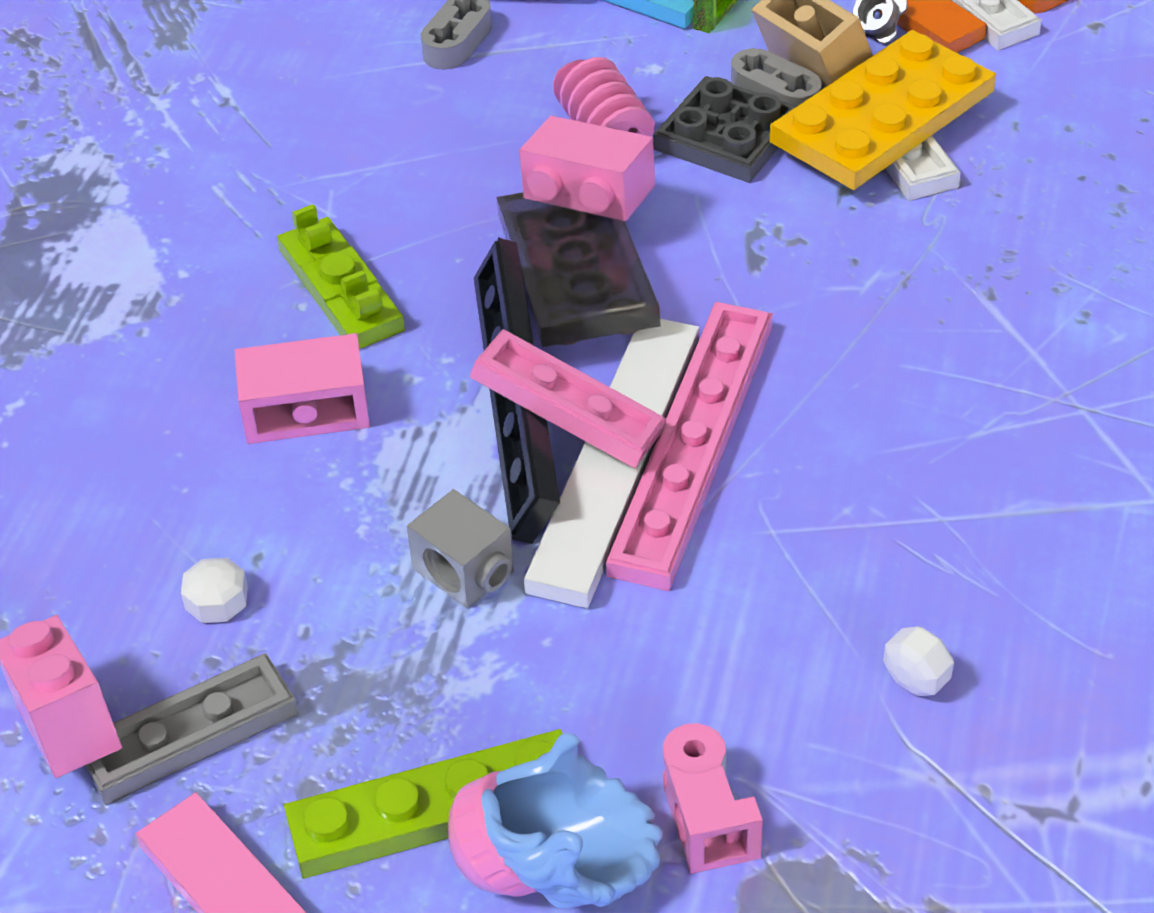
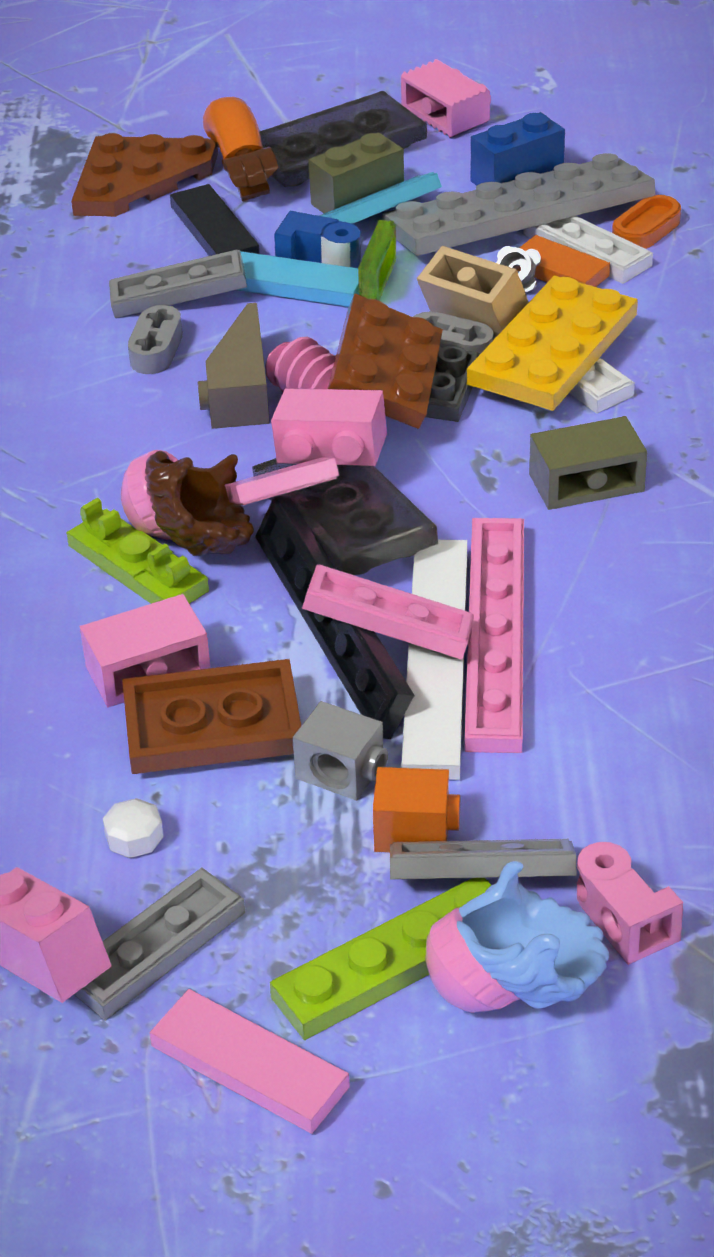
camera: 15 degrees left, 5 degrees down
(341, 477) = (210, 716): none -> dark orange plate
(406, 227) = (185, 503): none -> reddish brown hair
(511, 222) = (282, 481): none -> bright pink tile
(513, 637) = (413, 806): none -> orange brick
(519, 84) = (237, 376): none -> dark tan slope
(566, 709) = (481, 858): none -> light grey tile
(681, 97) = (388, 354): none -> dark orange plate
(868, 259) = (587, 462): none -> olive brick

